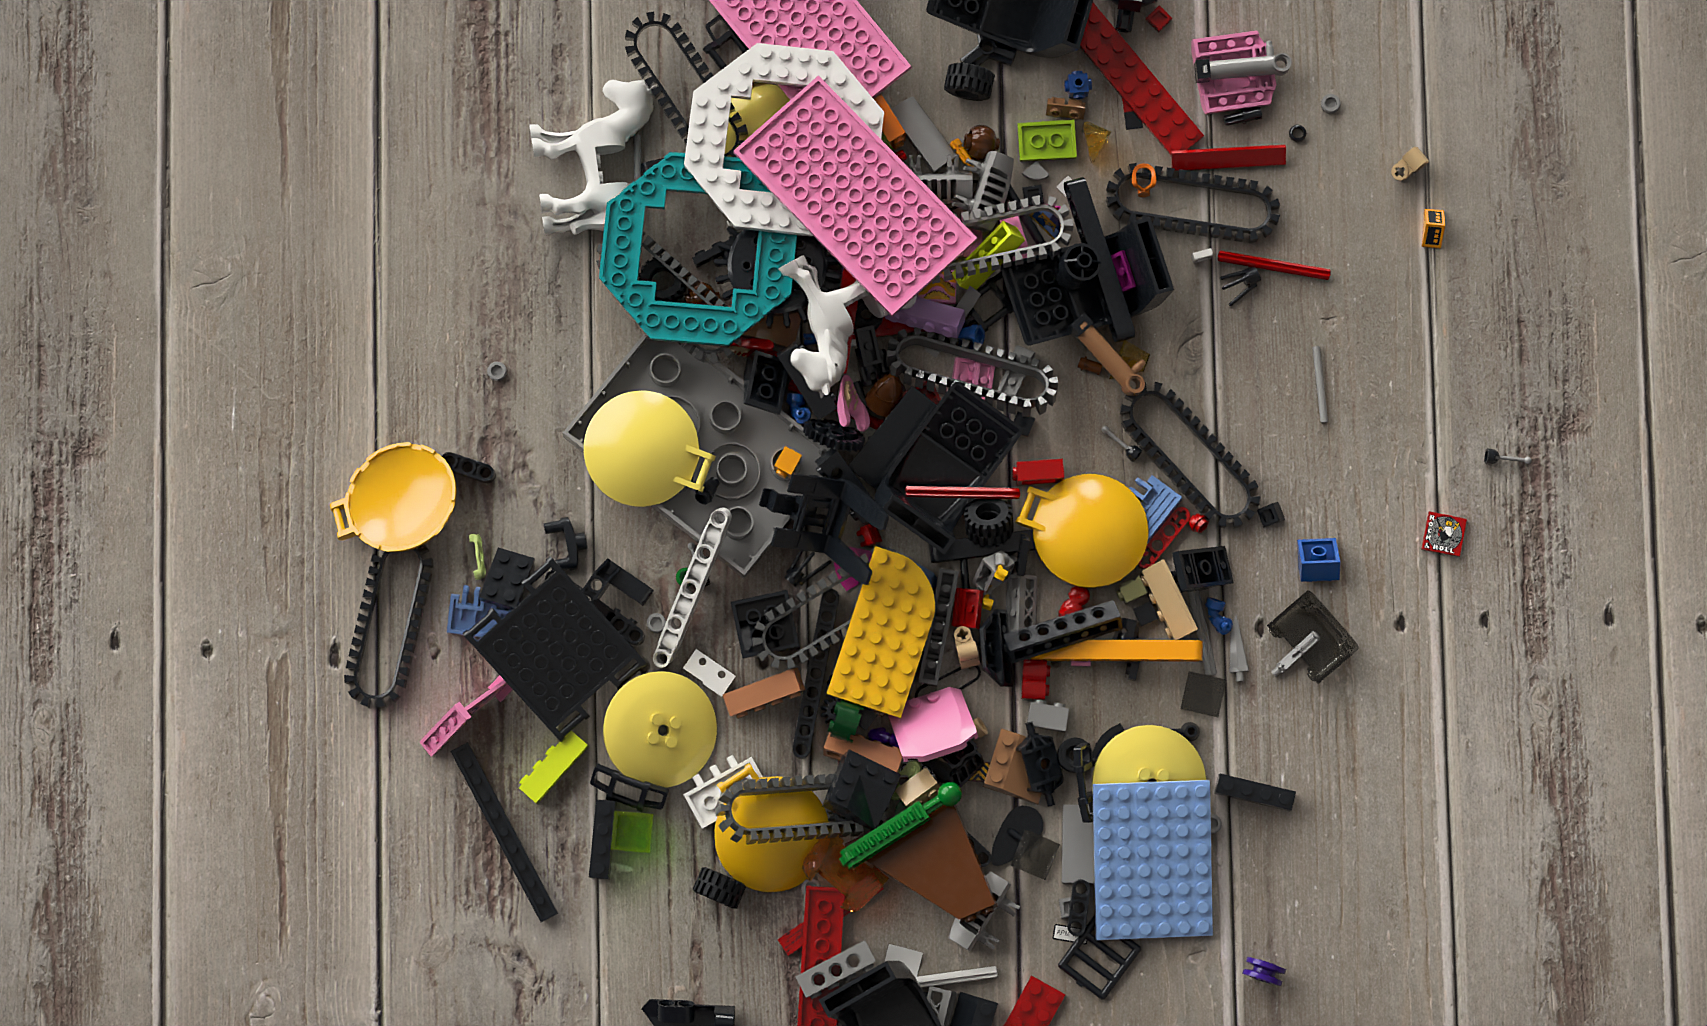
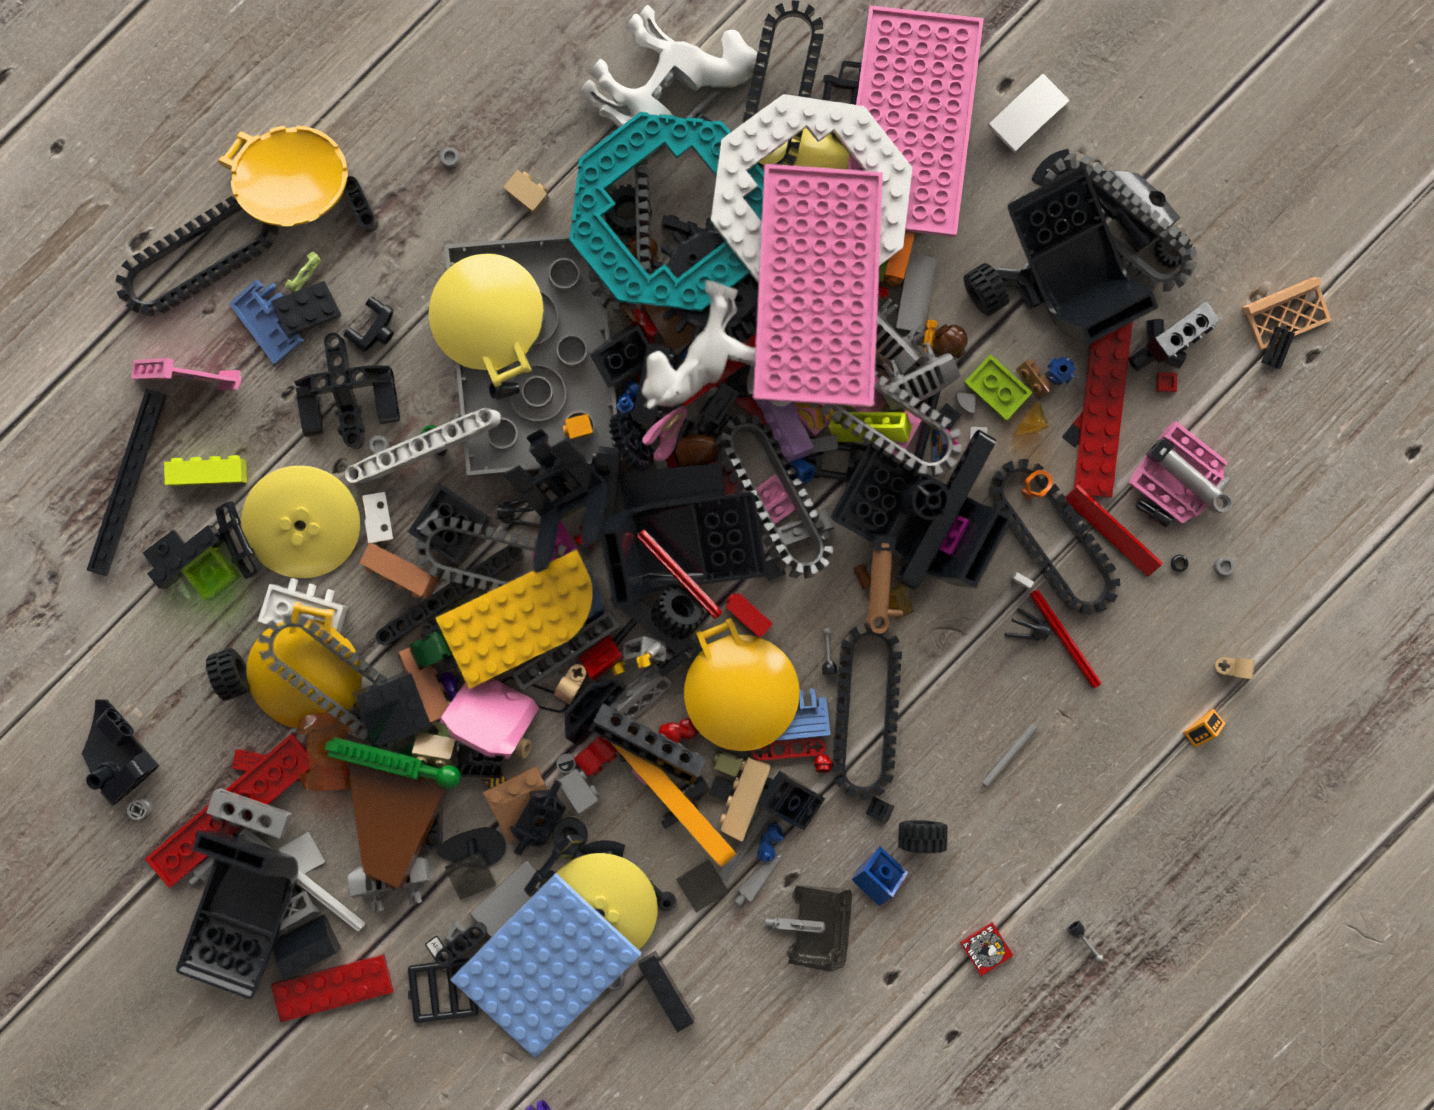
camera: 50 degrees right, 5 degrees up
(555, 649) = (281, 391): black plate -> none
(577, 339) = (526, 191): none -> tan brick
(579, 852) = (163, 548): none -> black plate
(1019, 708) = (566, 763): none -> light grey tile
(1317, 499) = (922, 836): none -> black tyre

